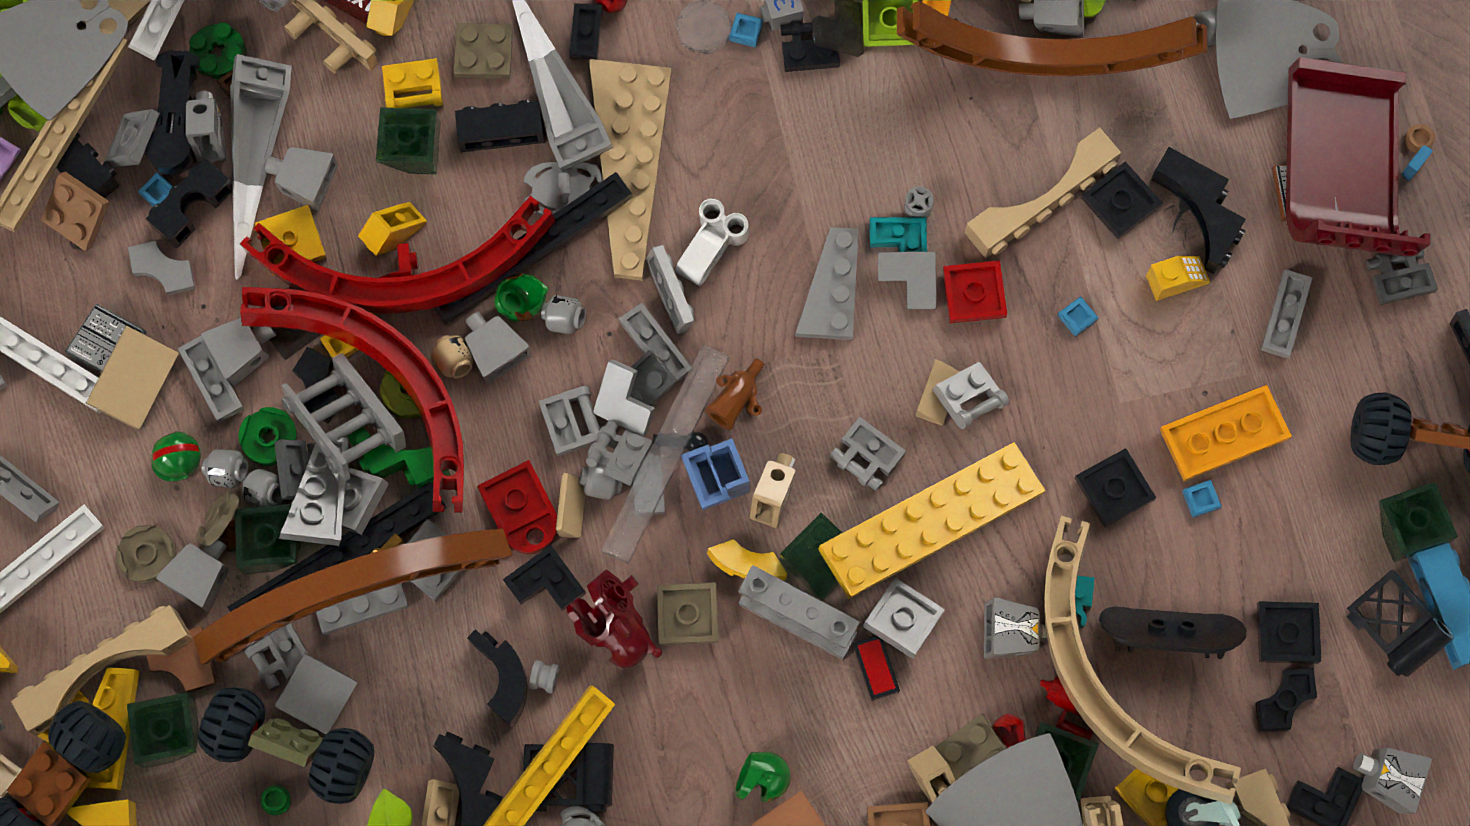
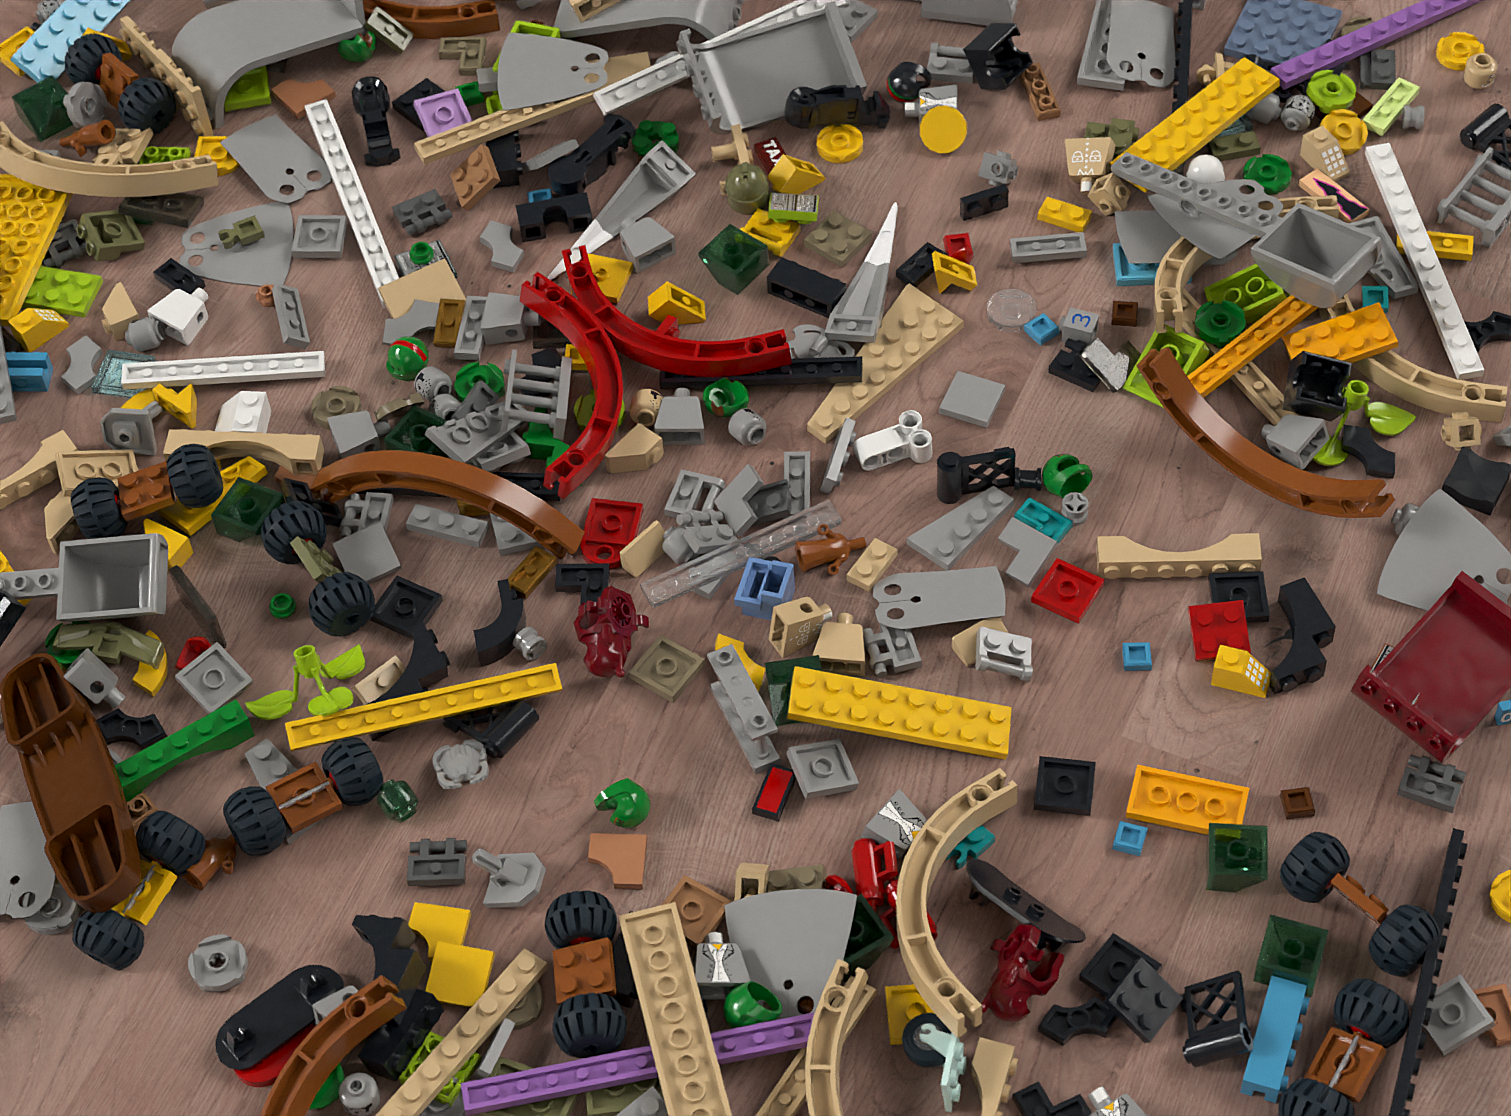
camera: 40 degrees right, 20 degrees down
(41, 279) = (421, 212): none -> dark grey plate
(64, 632) = (245, 413): none -> white slope
(95, 334) = (421, 253): none -> green plate
(142, 429) = (419, 318): none -> light grey tile
(182, 389) = (448, 322): none -> pearl gold plate
(205, 119) = (603, 176): light grey torso -> none
(205, 683) = (300, 491): none -> black plate
(357, 64) = (747, 194): none -> olive helmet
(396, 719) = (405, 606): none -> black plate
(419, 45) = (793, 207): none -> tile
(480, 408) = (635, 451): none -> tan slope
(483, 602) = (531, 571): none -> pearl gold plate
(624, 23) = (953, 271): none -> yellow slope
(740, 146) = (972, 399): none -> light grey tile
(783, 380) = (872, 565): none -> tan plate
(797, 240) = (955, 473): none -> black piece
(825, 484) = (841, 647): none -> tan torso
(855, 200) = (1027, 479): none -> black bush
(883, 367) = (944, 597): none -> light grey piece
(887, 178) = (1063, 475): none -> green helmet
(1020, 690) = (868, 869): none -> red piece
(1132, 246) = (1216, 626): none -> red plate
(1221, 696) = (1012, 982): none -> dark red helmet
(1286, 313) = (1309, 751): light grey plate -> none
(1307, 460) = (1236, 856): none -> clear green slope
(1308, 368) = (1297, 803): none -> reddish brown tile
(1329, 647) = (1143, 1000): none -> black plate

